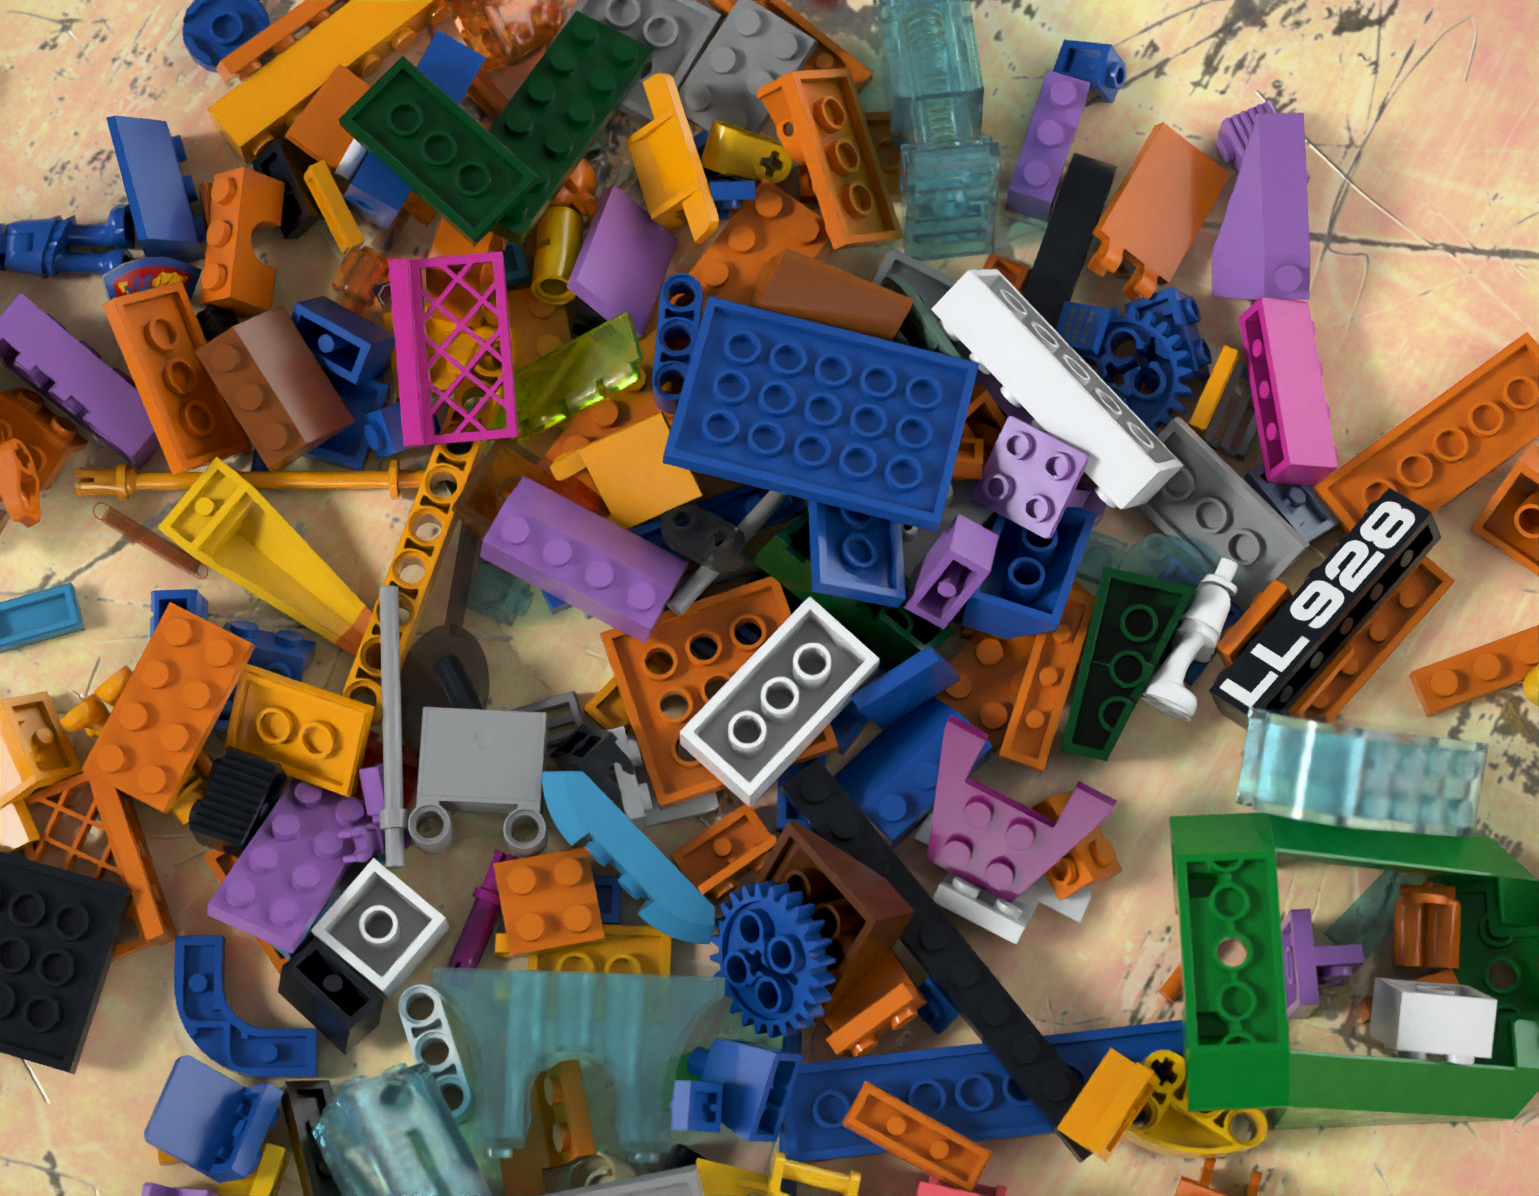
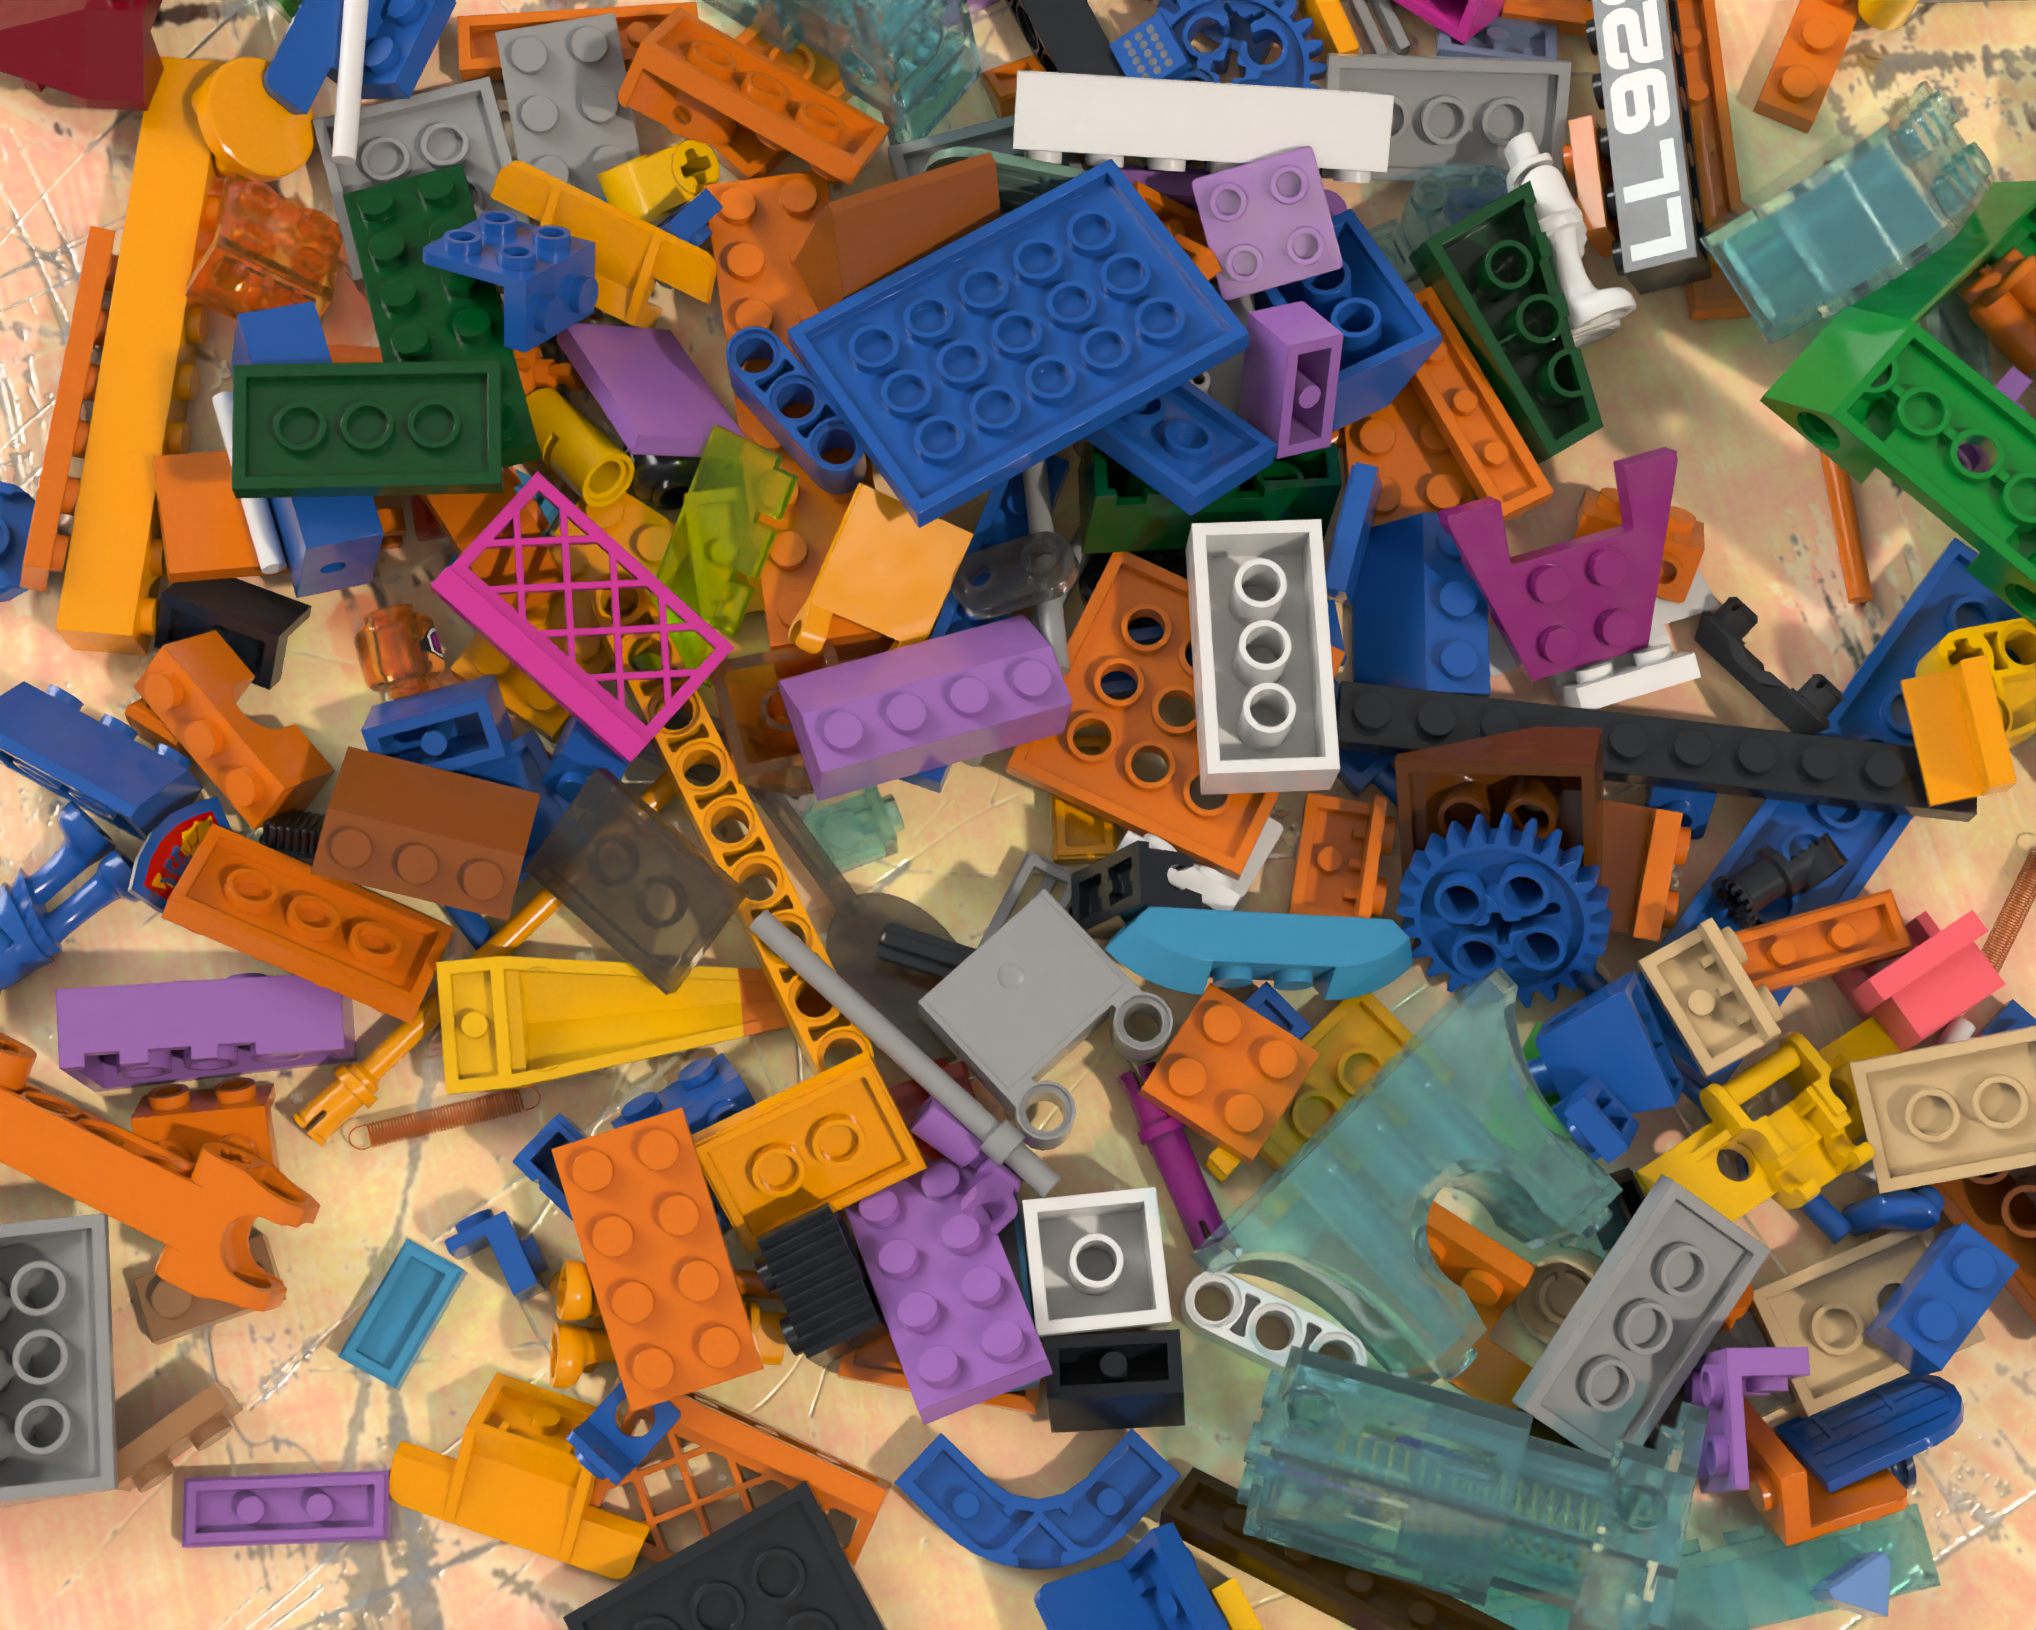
camera: 50 degrees left, 0 degrees up
(53, 777) = (610, 1451): none -> blue bracket
(112, 640) = (517, 1256): none -> blue bracket
(333, 207) = (296, 604): light orange tile -> none
(353, 510) = (636, 881): none -> clear smoke tile
(618, 142) = (542, 270): none -> blue bracket
(826, 1107) = (1712, 997): none -> tan bracket
(928, 1081) = (1775, 877): none -> black connector
(1051, 1008) = (1799, 710): none -> black piece

